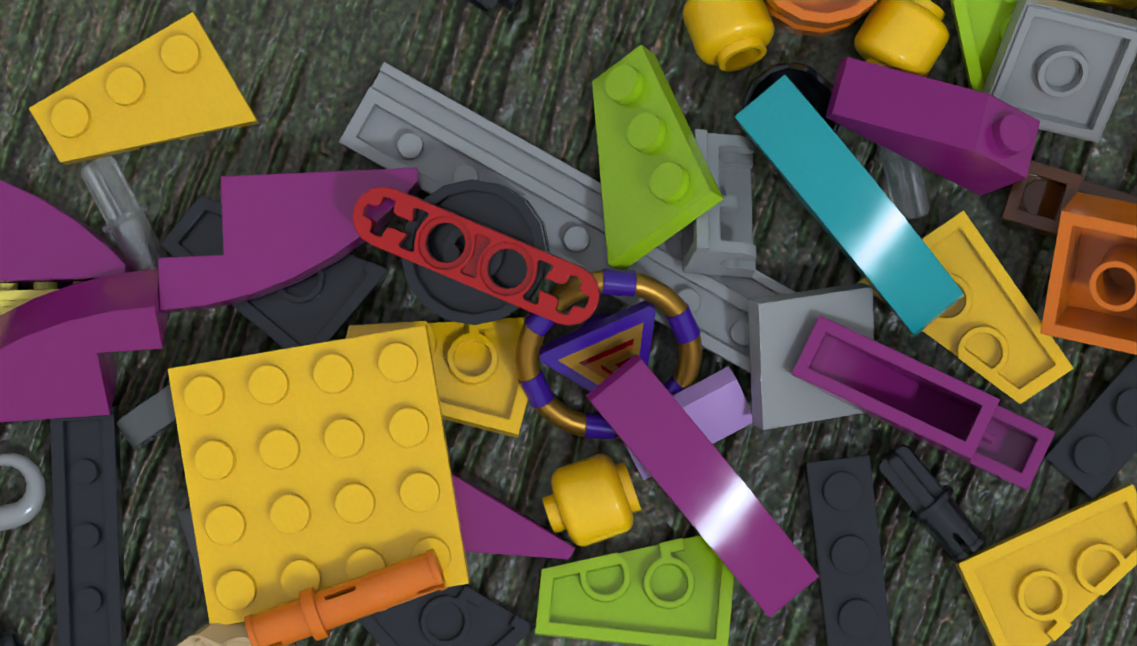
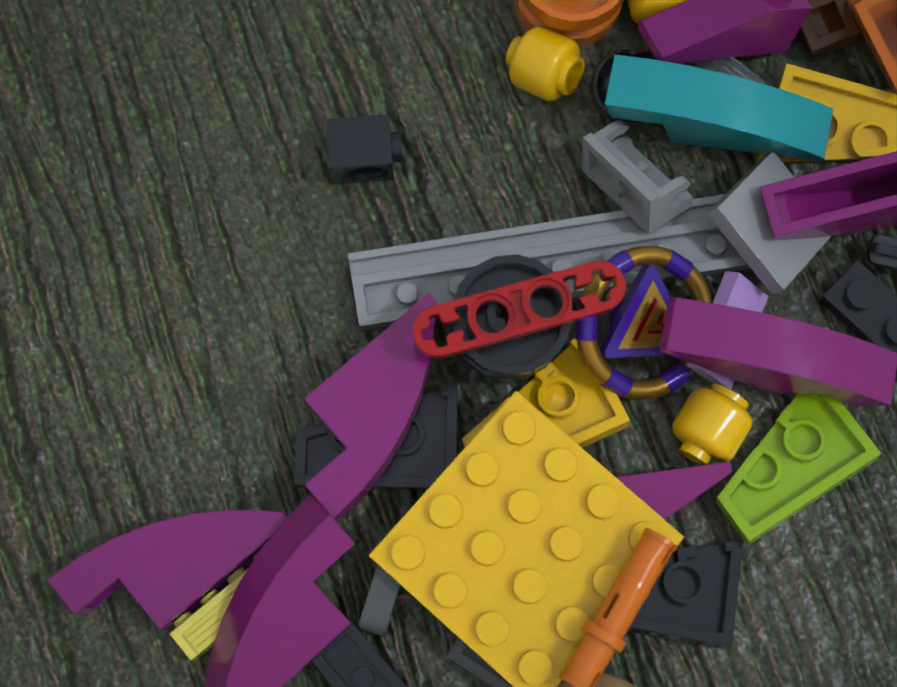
camera: 40 degrees left, 10 degrees down
(123, 214) = (255, 487): clear axle -> none
(144, 97) = (206, 398): yellow wing -> none
(647, 160) = (569, 180): lime wing -> none

